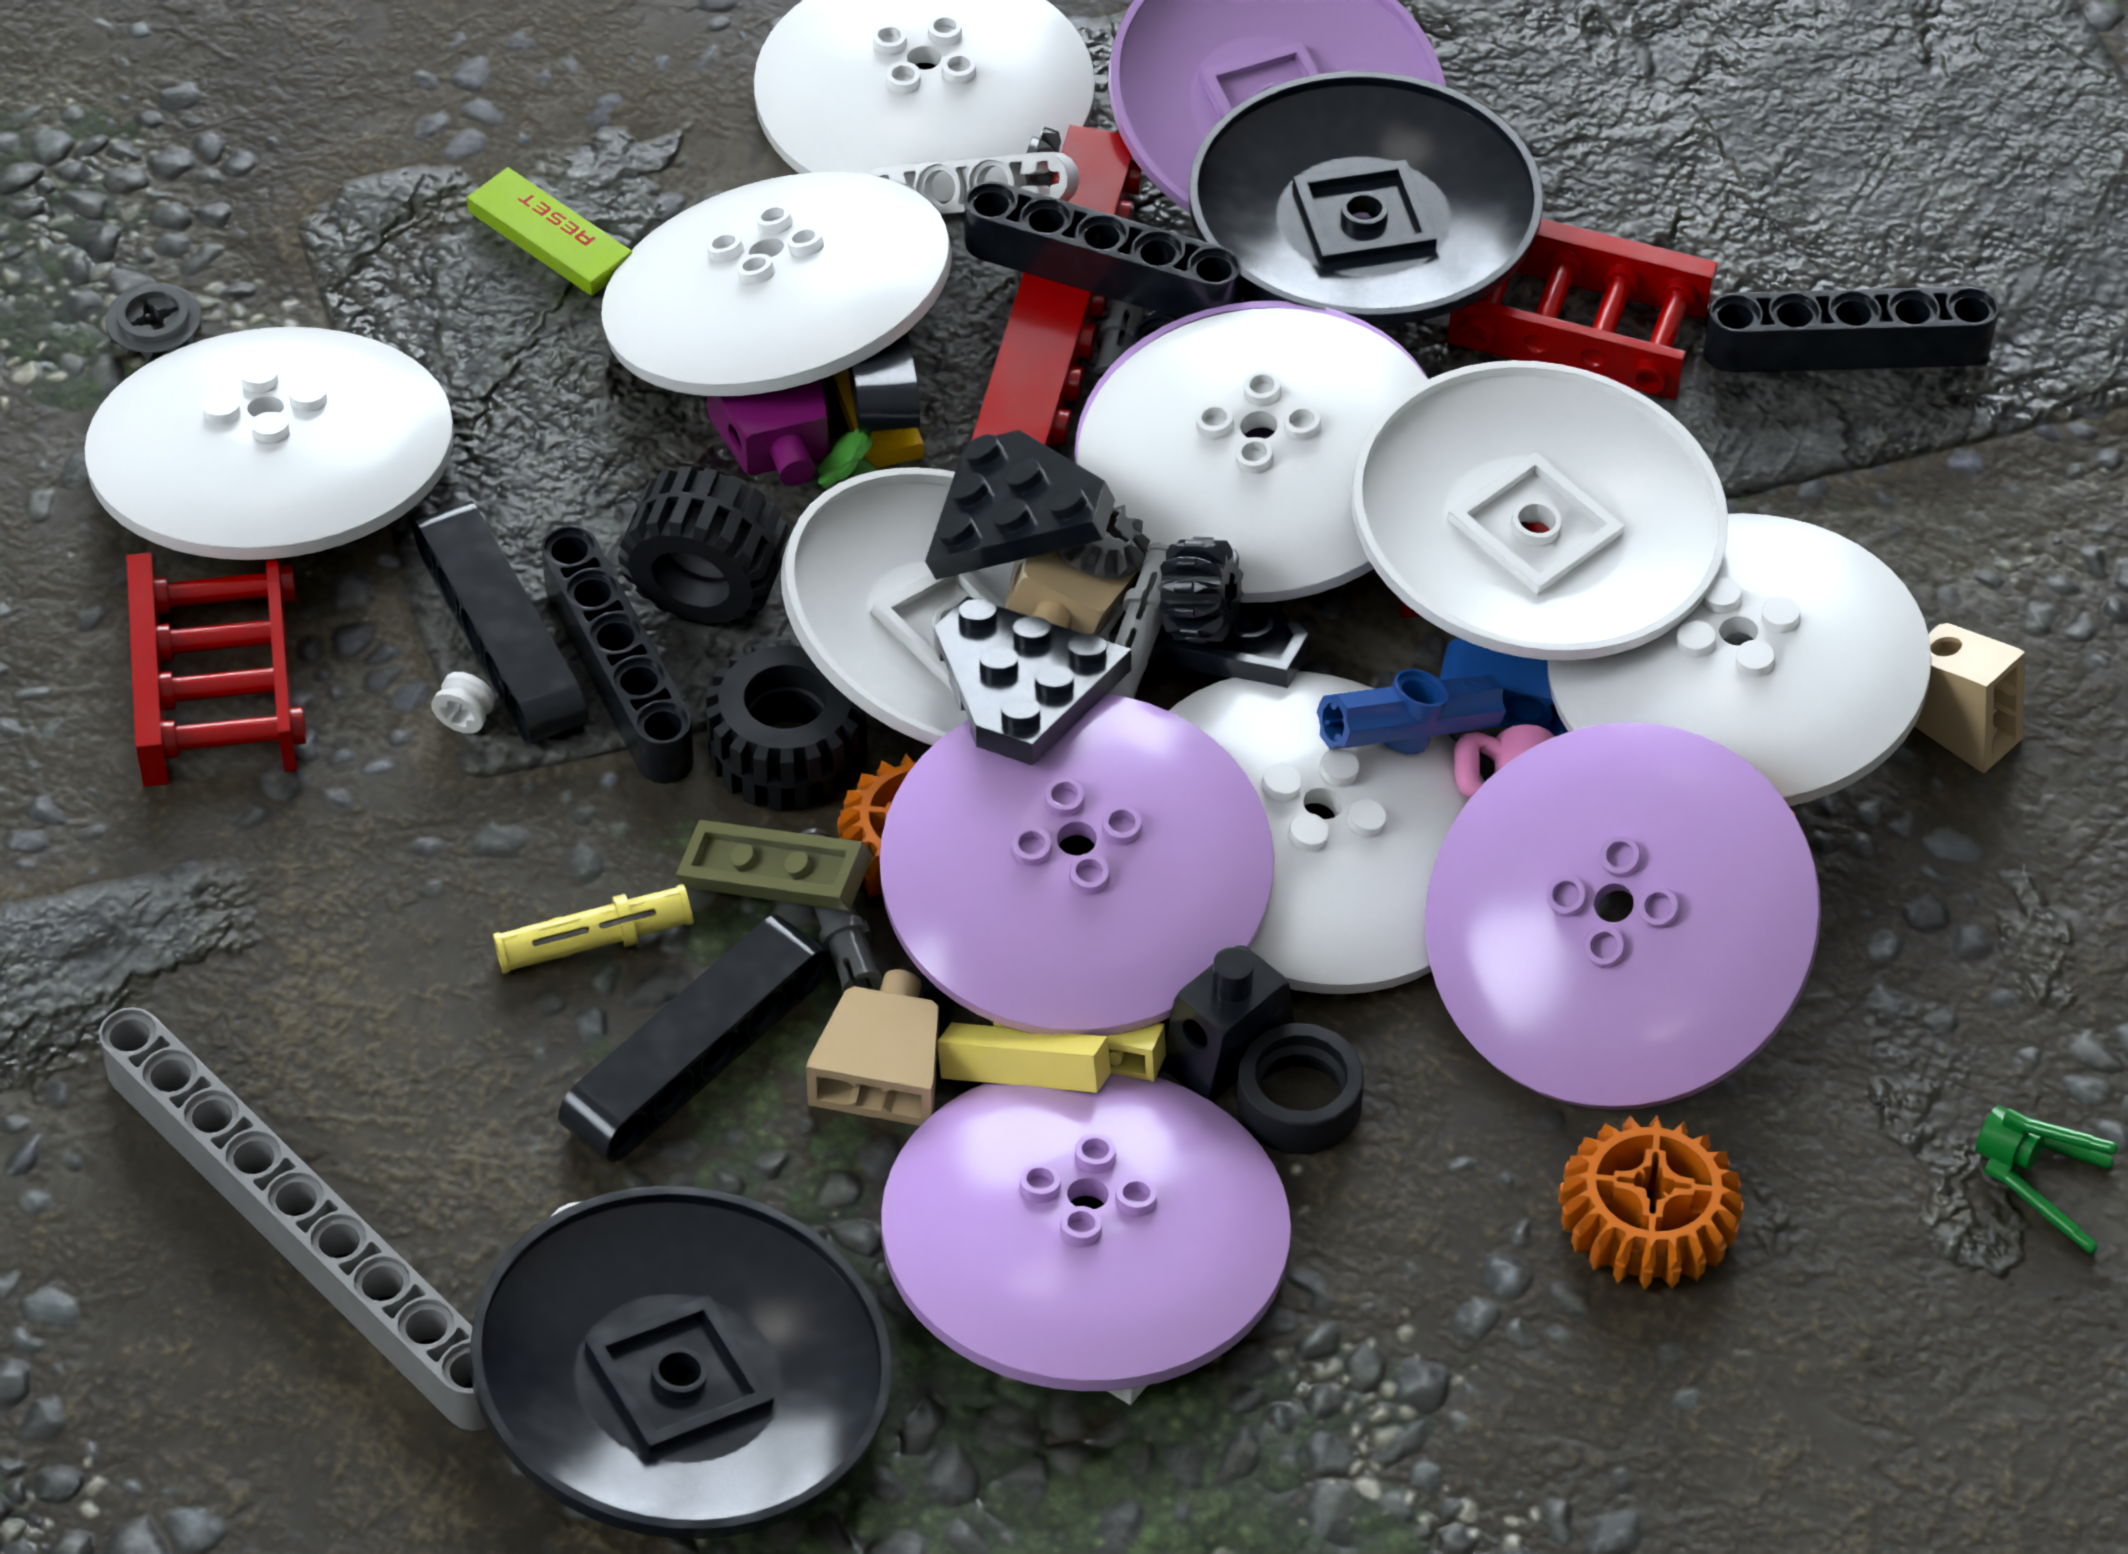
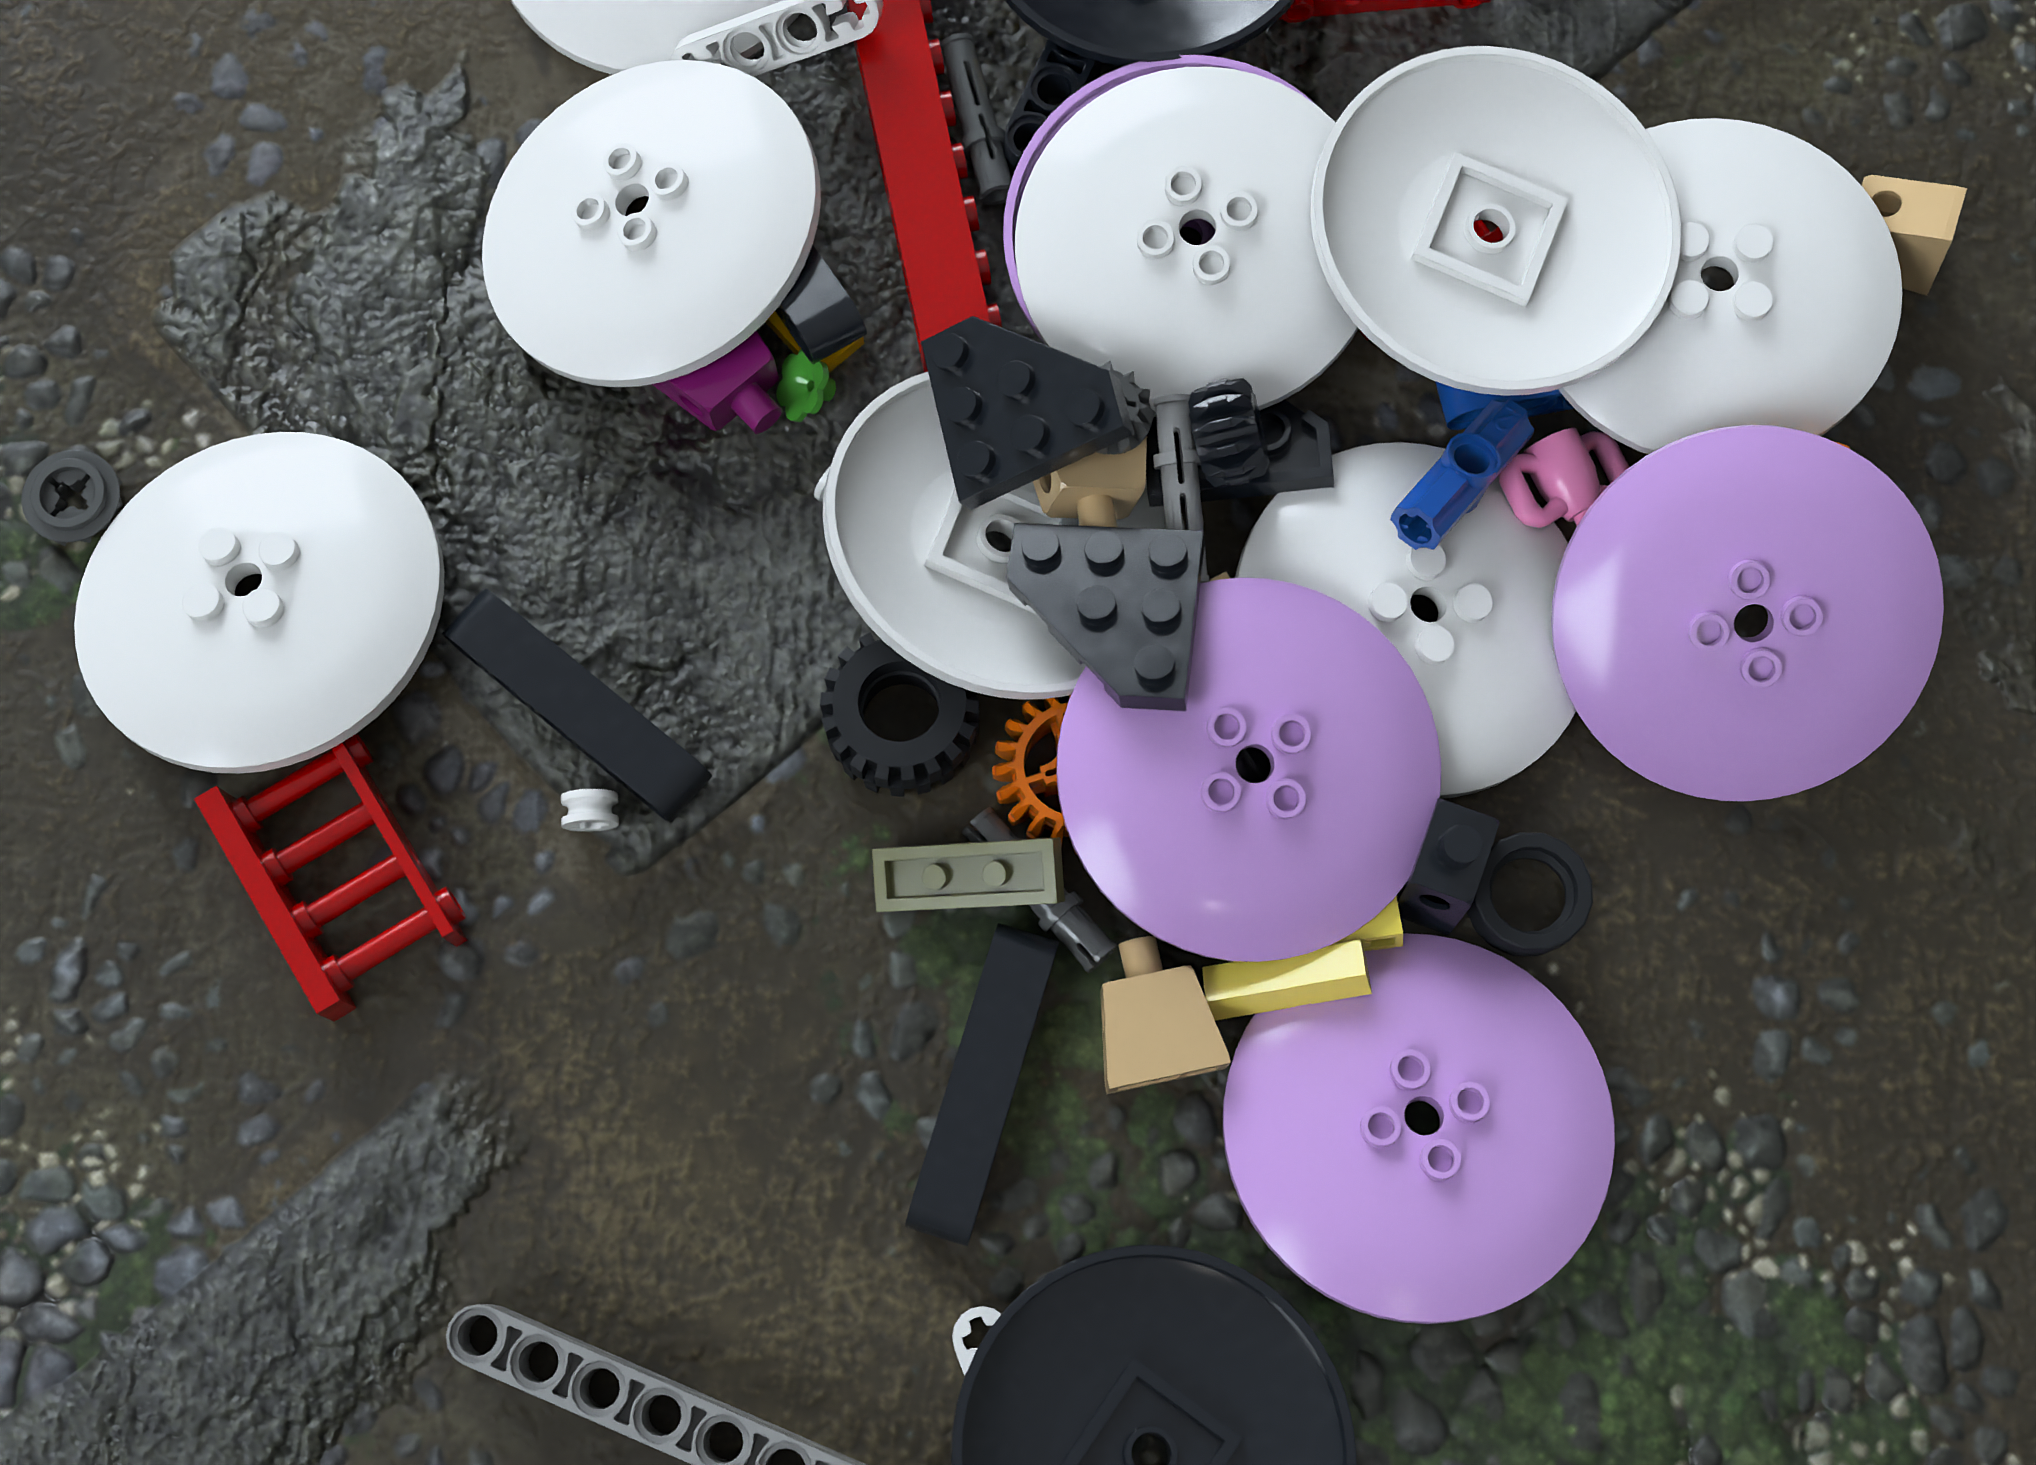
camera: 25 degrees left, 25 degrees up
(548, 230) = (395, 234): lime tile -> none
(618, 654) = (686, 670): black beam -> none
(669, 907) = (831, 1004): light yellow pin -> none
(704, 546) = (737, 559): black tyre -> none
(1098, 251) = (918, 57): black beam -> none
(1609, 1206) = (1886, 904): orange gear -> none

